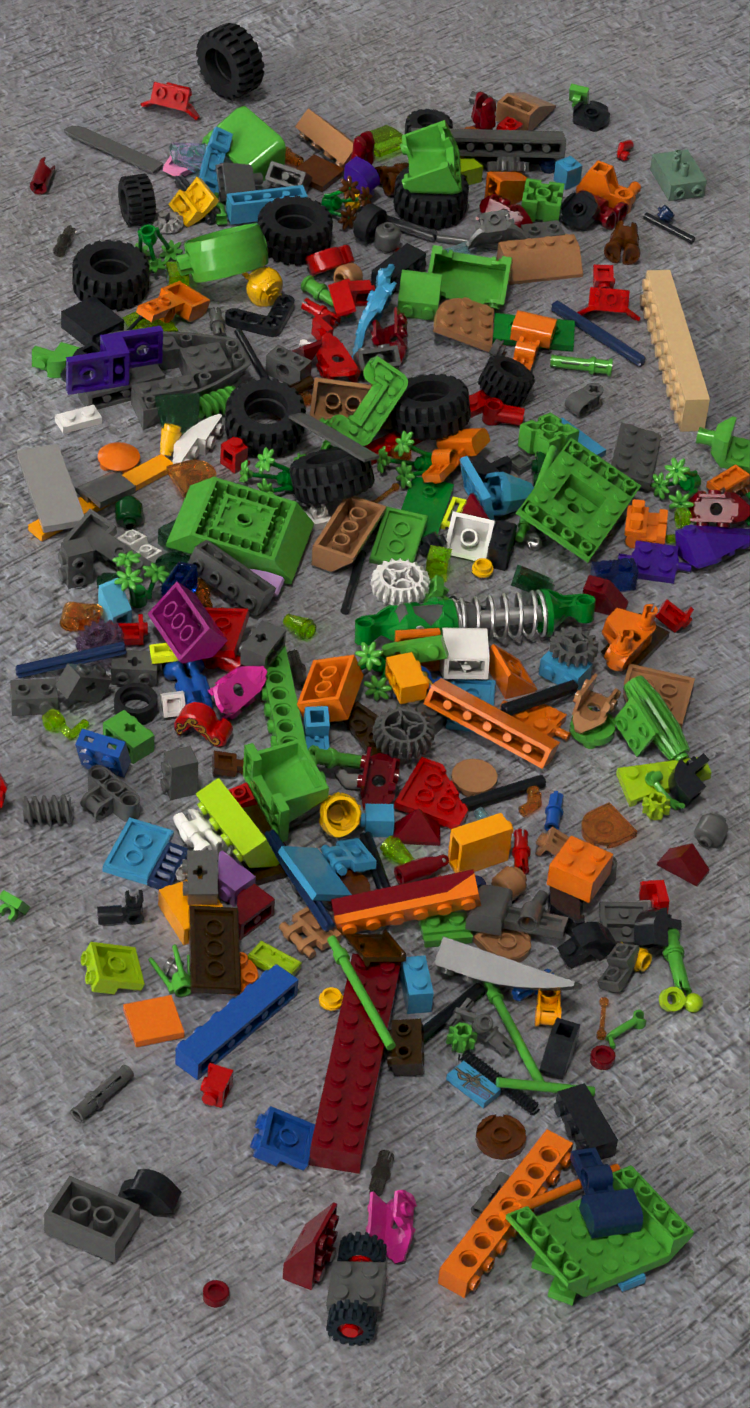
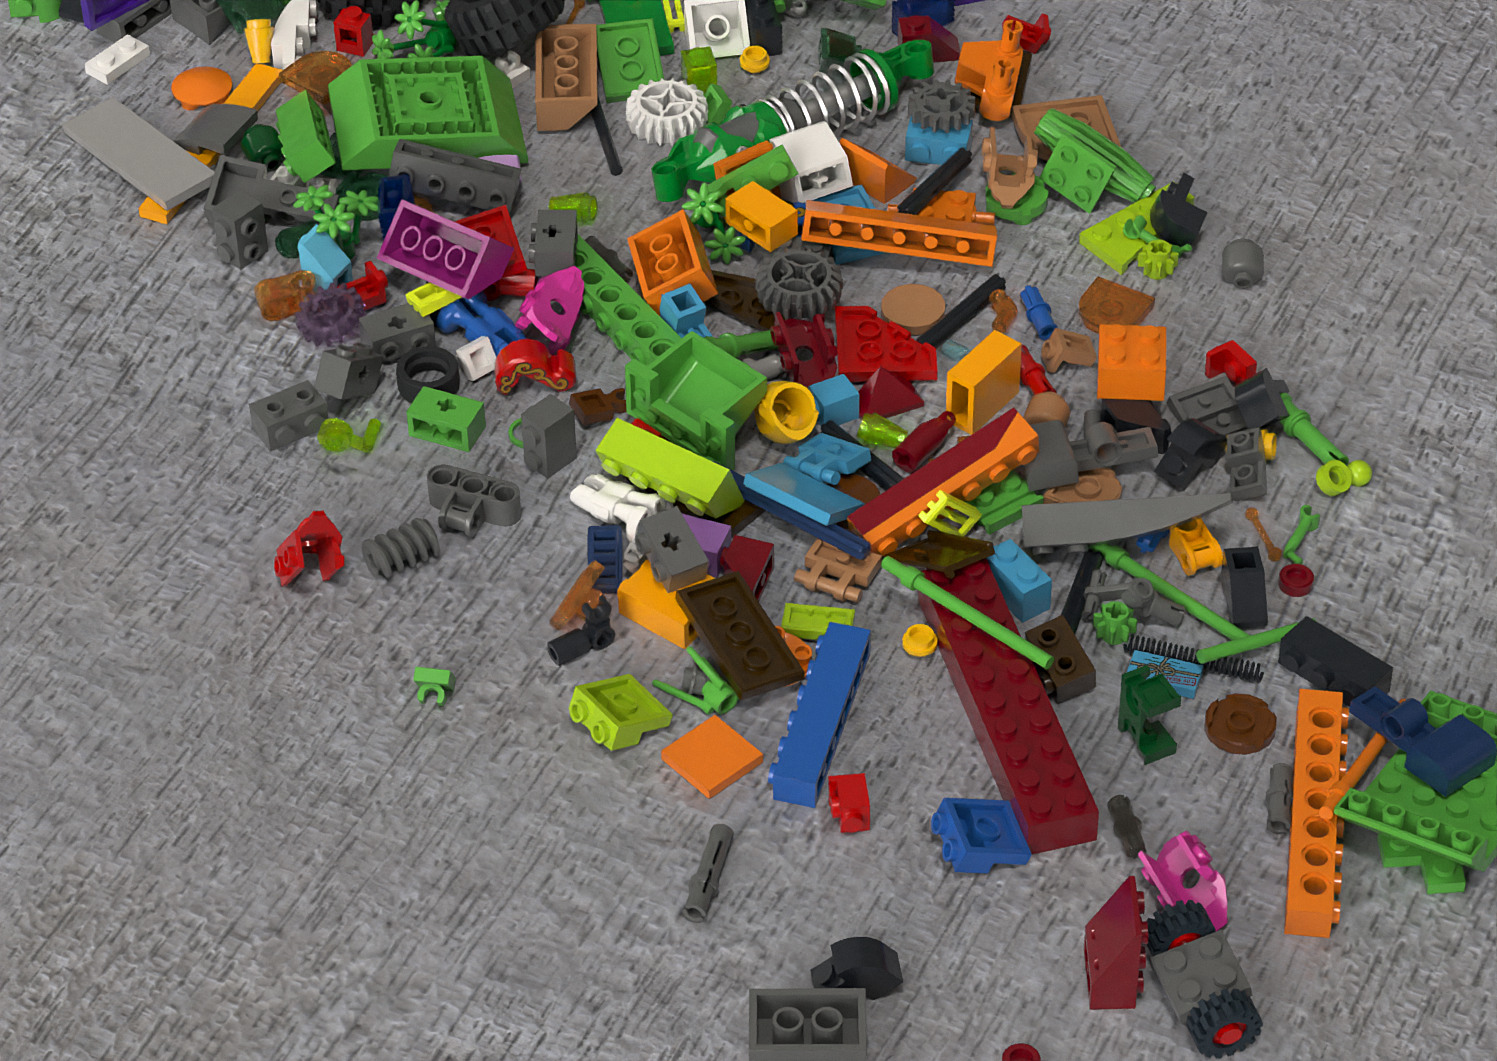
camera: 20 degrees left, 0 degrees up
(61, 661) = (310, 351): dark blue axle -> none
(99, 754) = (431, 448): blue piece -> none
(135, 884) = (578, 595): none -> clear orange tile
(137, 850) = (548, 554): dark azure tile -> none
(154, 515) = (304, 137): none -> bright green brick
(401, 922) = (940, 508): none -> neon yellow tile
(432, 539) = (672, 50): black gear -> none
(435, 1097) = (1145, 699): none -> dark green piece
(685, 863) = (1235, 313): dark red slope -> none

